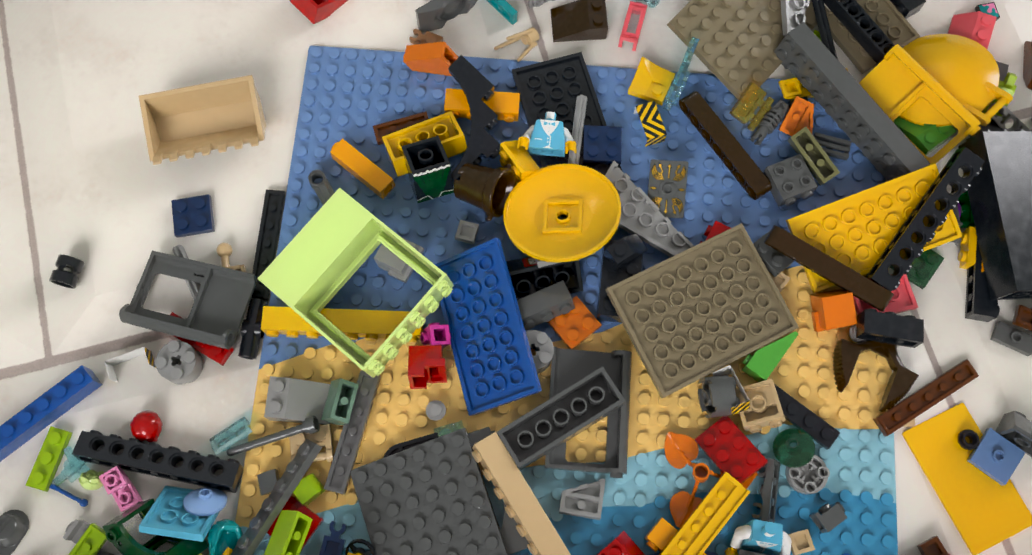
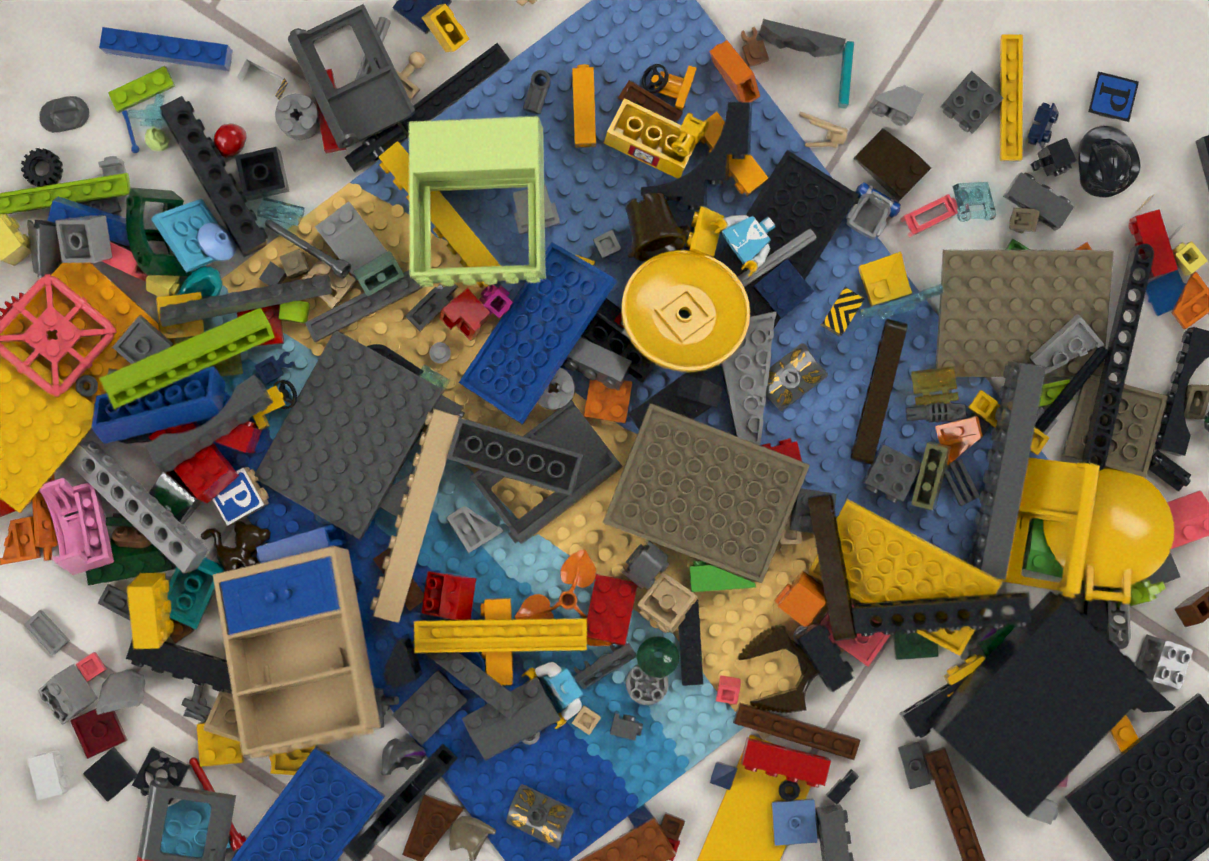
camera: 50 degrees right, 15 degrees up
(121, 487) = (170, 167): bright pink slope -> none
(191, 423) = (262, 173): none -> black brick
(222, 210) = (445, 28): none -> yellow brick
(275, 457) = (294, 264): none -> dark tan brick
(397, 387) = (430, 306): none -> dark grey hinge
(402, 105) = (669, 84): none -> light orange piece
(428, 169) = (628, 164): black slope -> none
(445, 113) = (690, 133): none -> yellow connector
(599, 53) = (871, 211): none -> light grey piece
(743, 406) = (652, 591): white sticker -> none
(858, 418) = (728, 690): none -> coral slope
(921, 478) = (723, 775): none -> dark blue slope
(927, 21) = (1169, 471): none -> black hinge
(945, 423) = (785, 761): none -> red brick
(993, 399) = (842, 787): none -> black bar

